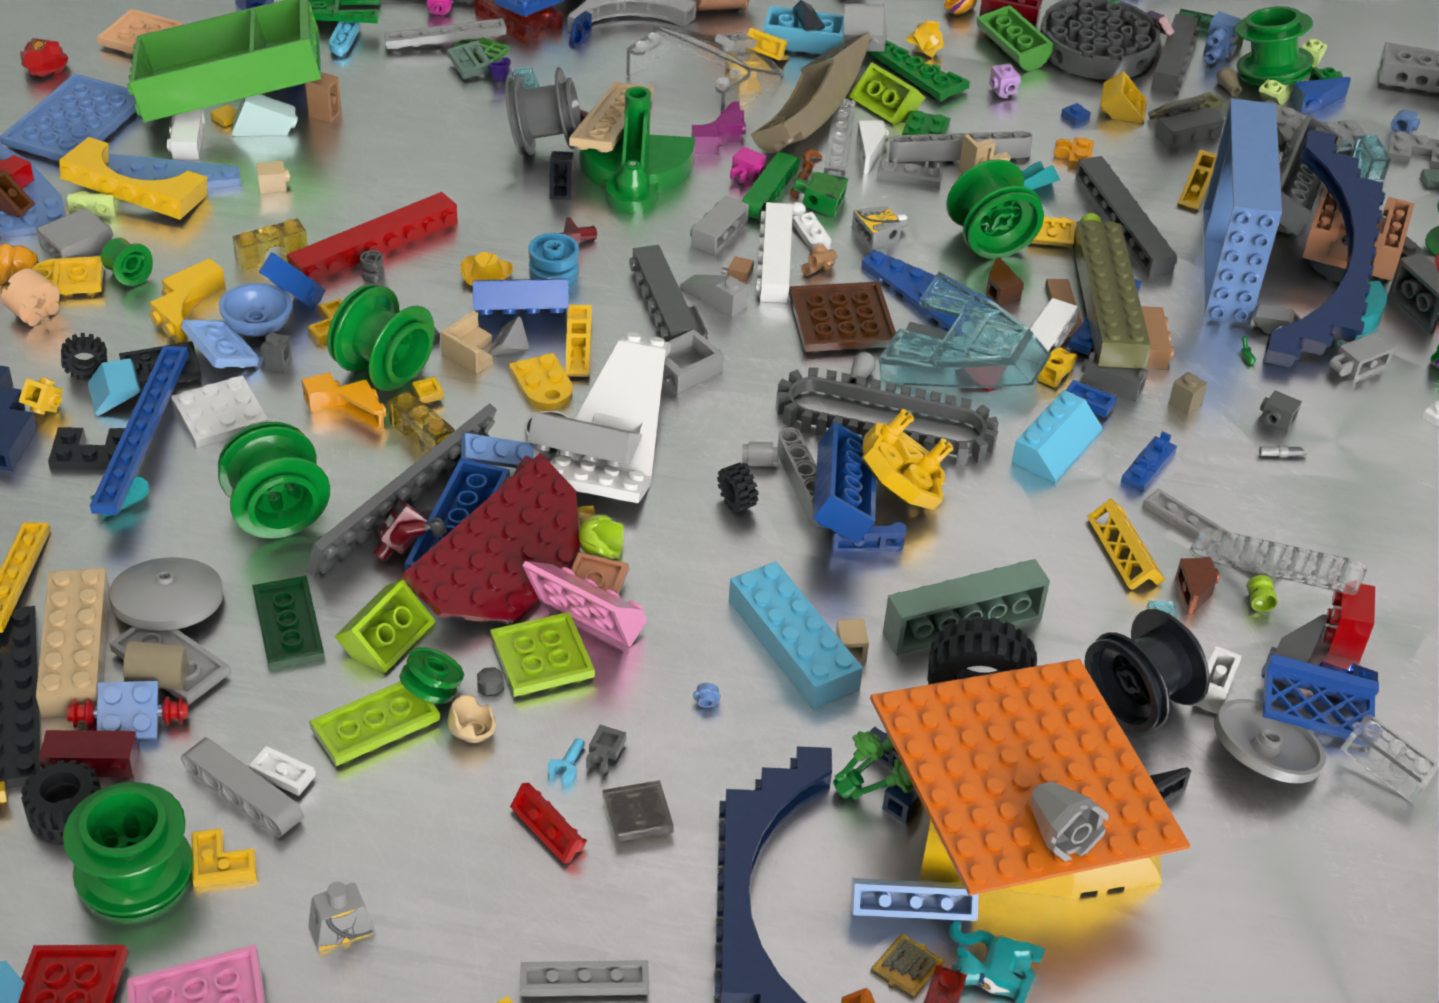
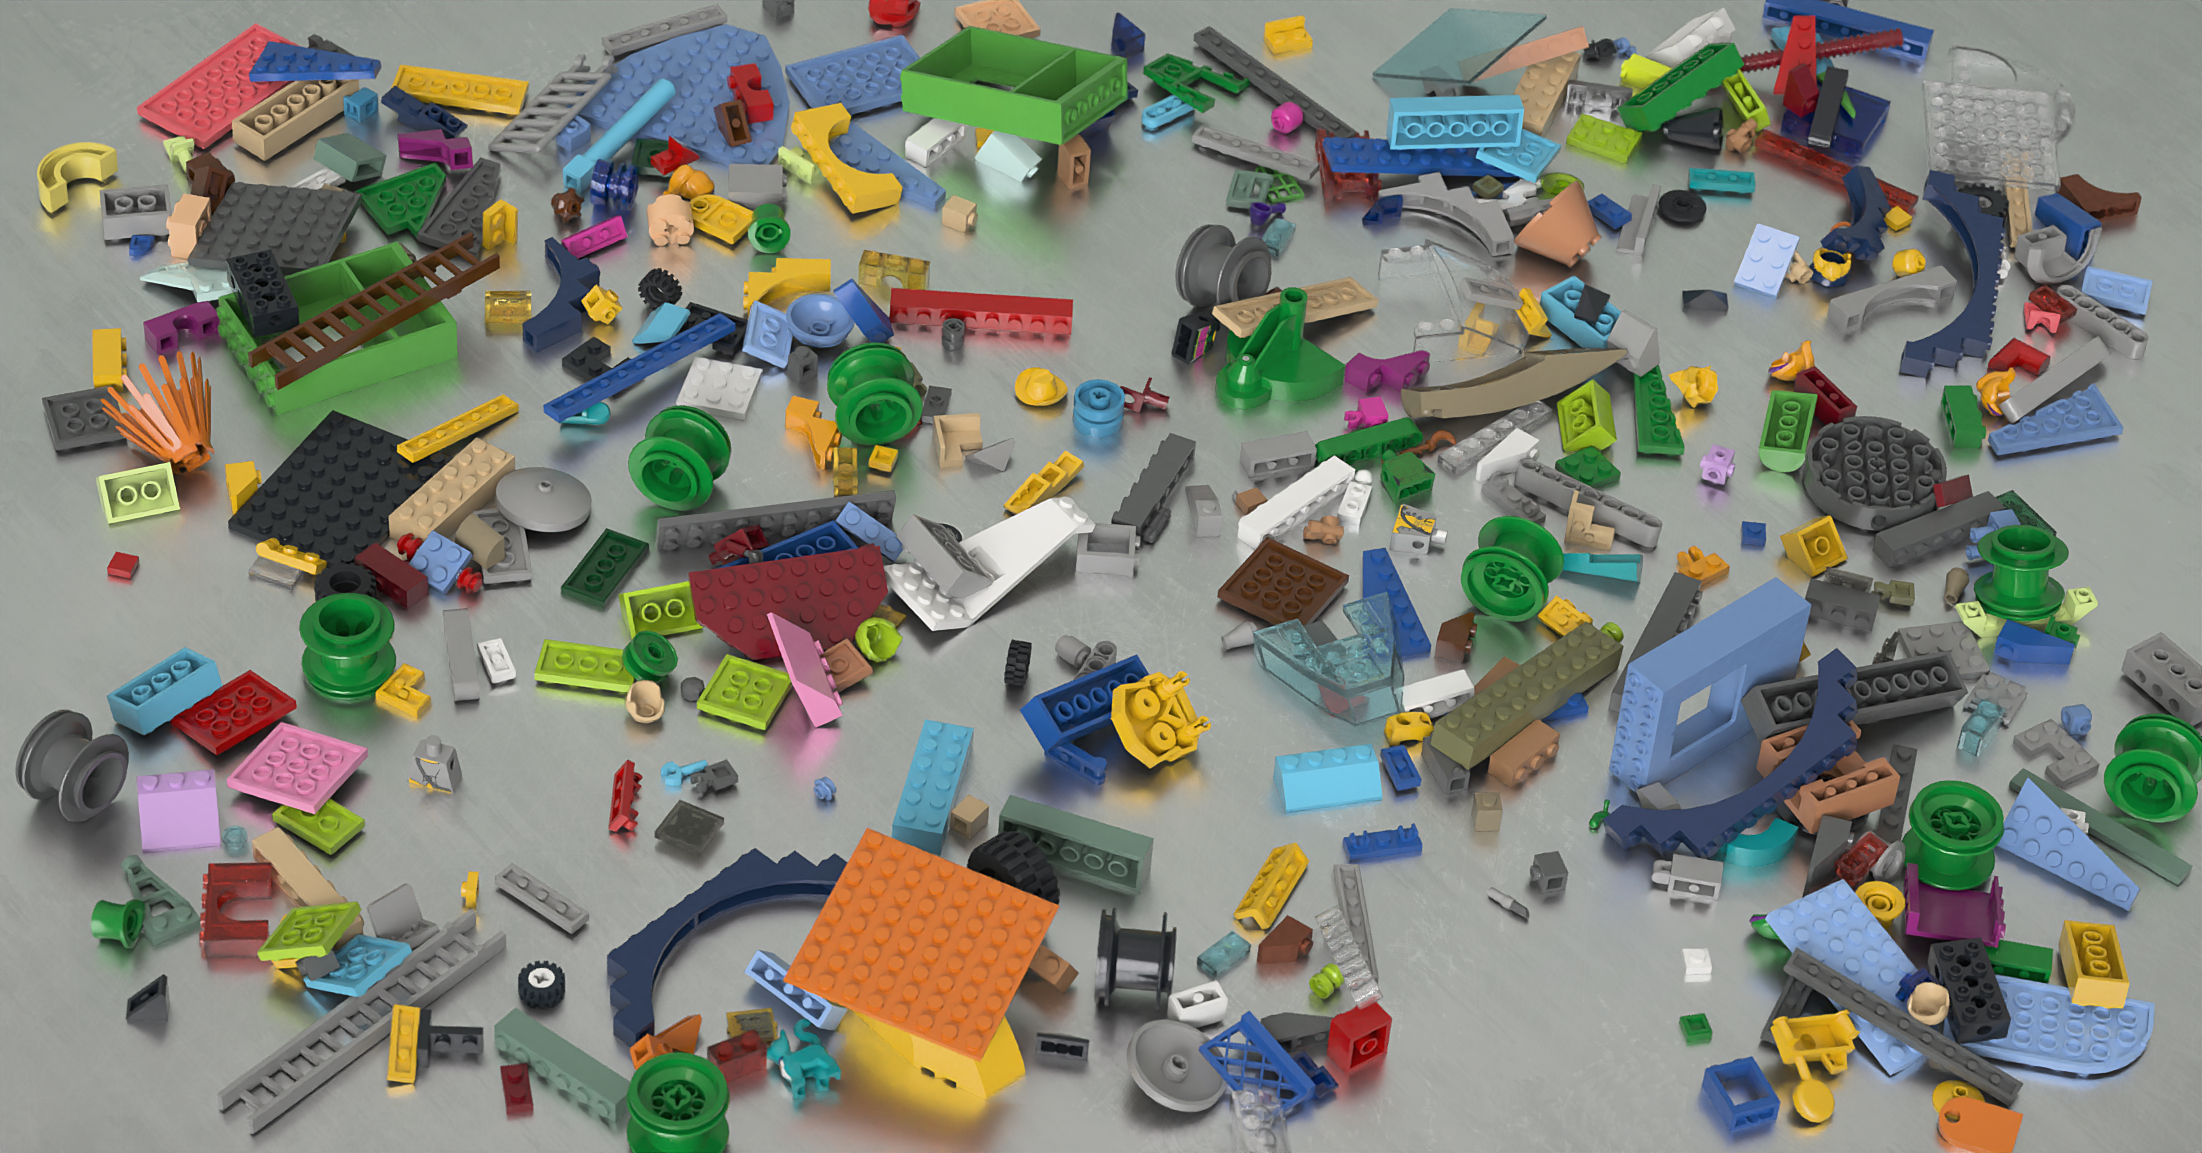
camera: 40 degrees right, 0 degrees up
(520, 294) = (1031, 420): brick -> none
(542, 379) = (980, 499): yellow plate -> none
(792, 411) = (1232, 666): dark grey piece -> none
(1067, 819) = (890, 978): light grey cone -> none

